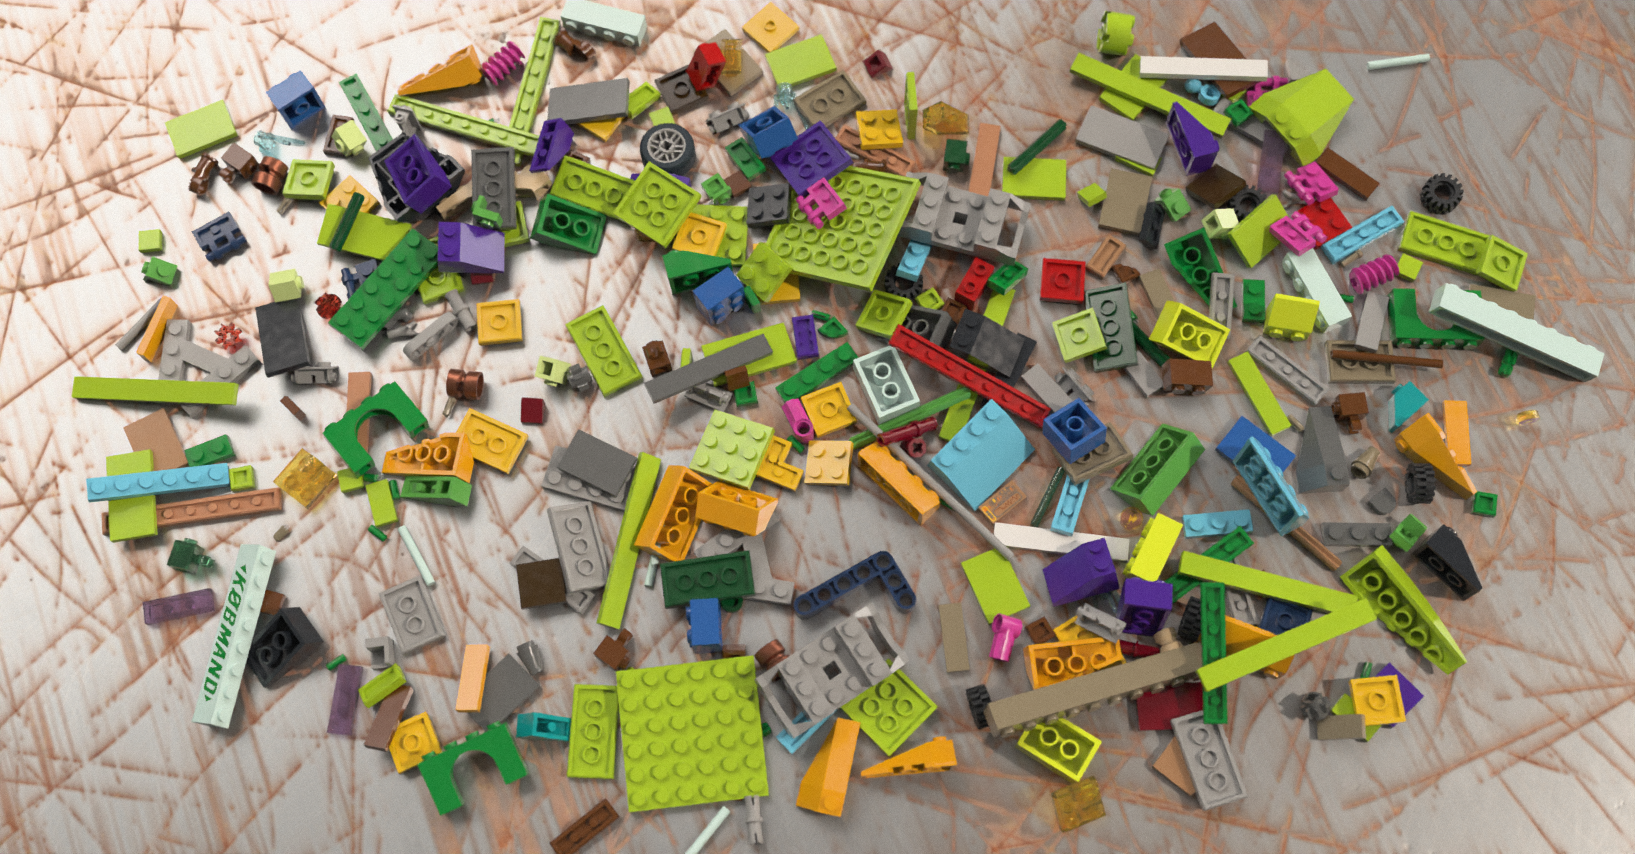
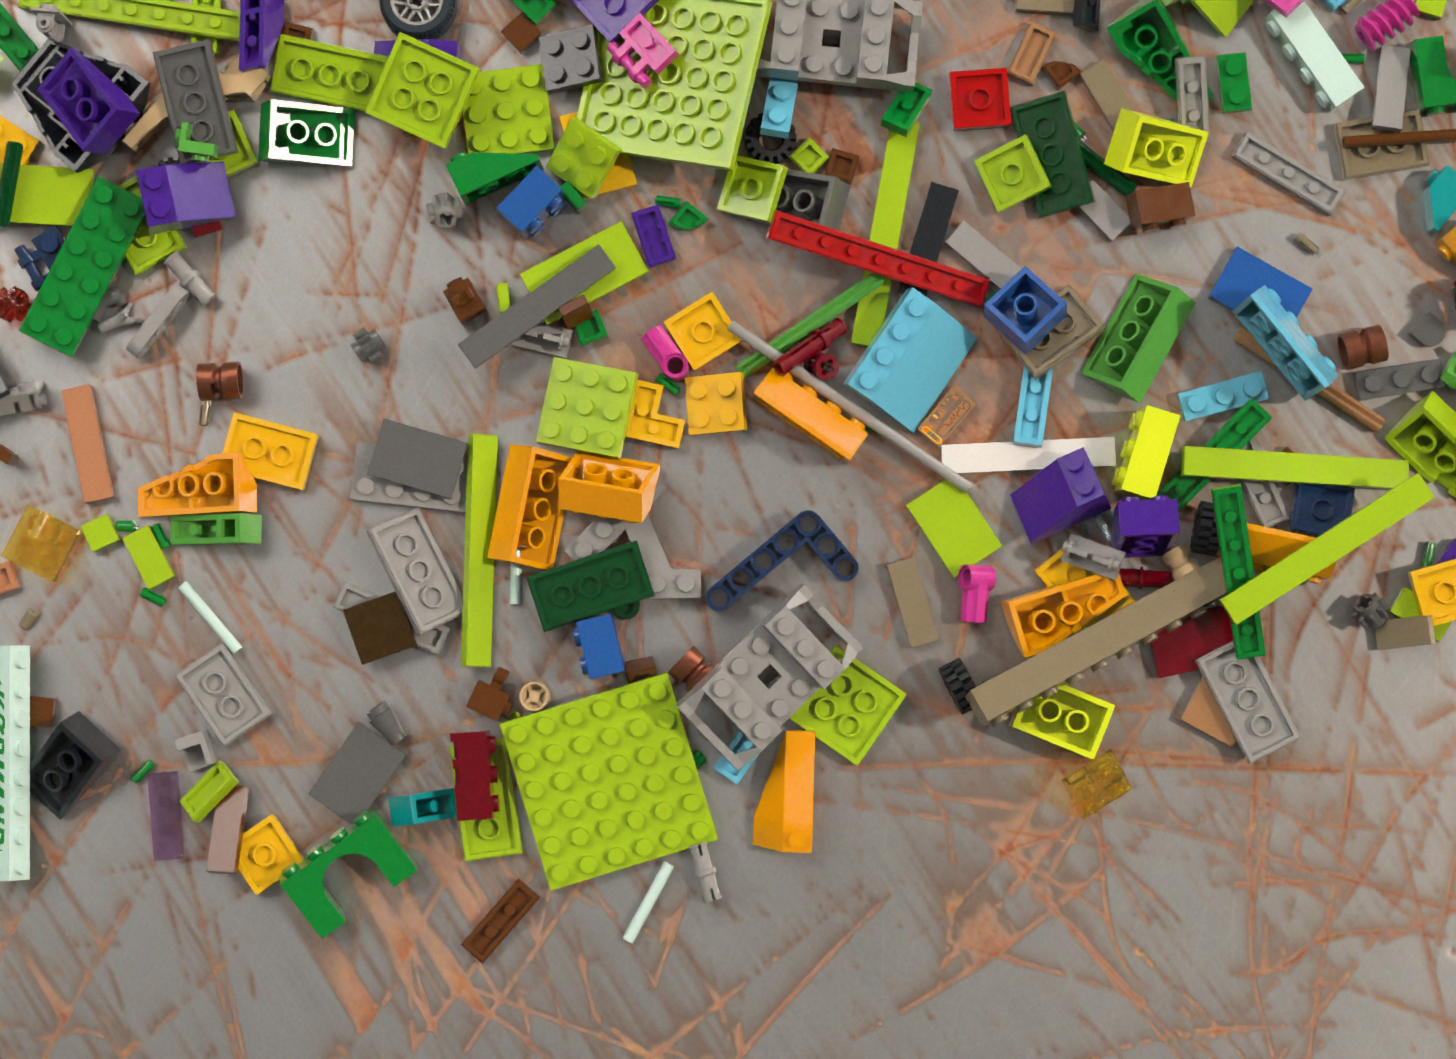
camera: 15 degrees left, 15 degrees up
(388, 402) = (129, 423): green arch -> none
(472, 678) = (321, 762): light orange tile -> none
(499, 322) = (244, 285): yellow plate -> none
(532, 410) = (316, 400): dark red slope -> none
(552, 370) = (331, 343): yellowish green brick -> none
(588, 706) = (475, 775): none -> dark red wedge
(604, 351) = (391, 300): lime tile -> none
(645, 653) = (531, 694): none -> tan wheel
(655, 293) = (444, 210): none -> light grey gear
(700, 235) = (488, 123): yellow plate -> none
(717, 189) = (496, 47): bright green bracket -> none
(817, 373) = (678, 284): green plate -> none
(885, 384) = (771, 287): light aqua brick -> none
(926, 758) = (904, 760): light orange wedge -> none
(974, 283) = (864, 124): red brick -> none
(986, 344) = (893, 208): black slope -> none
(1040, 631) = (1018, 575): reddish brown tile -> none
(1047, 497) = (1002, 399): clear green bar -> none
(1070, 381) = (1010, 237): light grey hinge -> none
(1131, 518) = (1113, 408): clear yellow tile -> none
(1259, 394) = (1255, 211): lime tile -> none
(1290, 317) = (1284, 103): neon yellow slope -> none
(1321, 458) = (1344, 282): dark grey wedge -> none
(1334, 503) = (1362, 347): none -> copper wheel
(1350, 408) = (1375, 213): reddish brown brick -> none
(1364, 464) = (1401, 284): dark tan cone -> none

